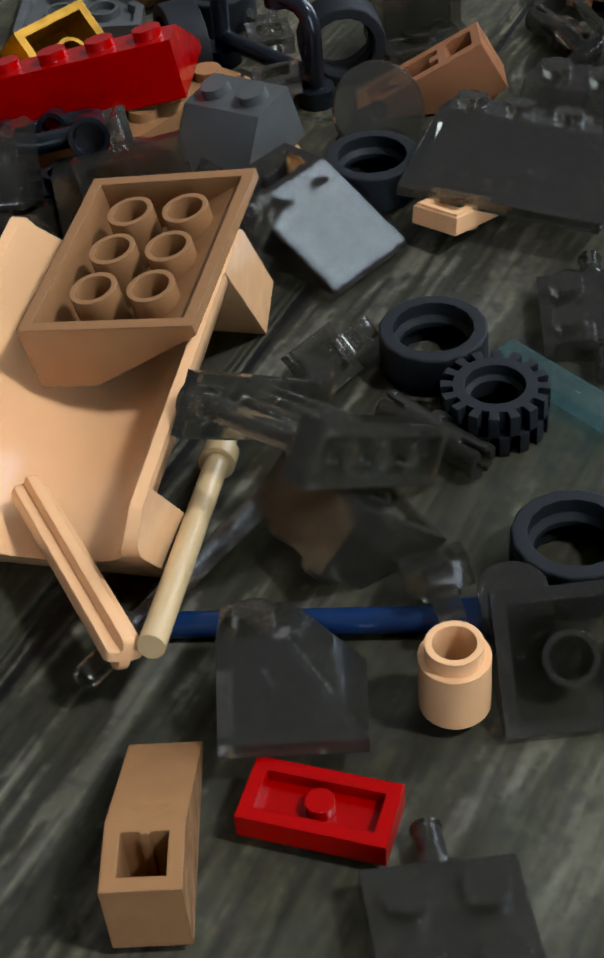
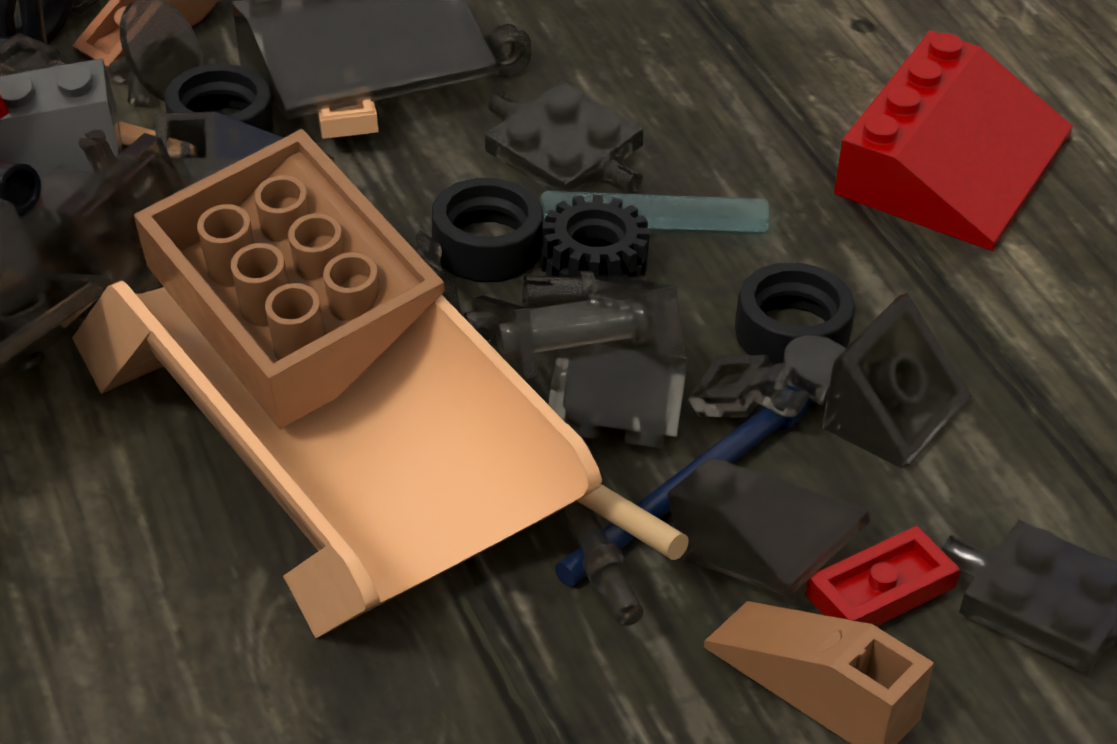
camera: 55 degrees left, 0 degrees up
(77, 573) = (526, 540): light nougat axle -> none
(454, 675) = (857, 437): light nougat brick -> none

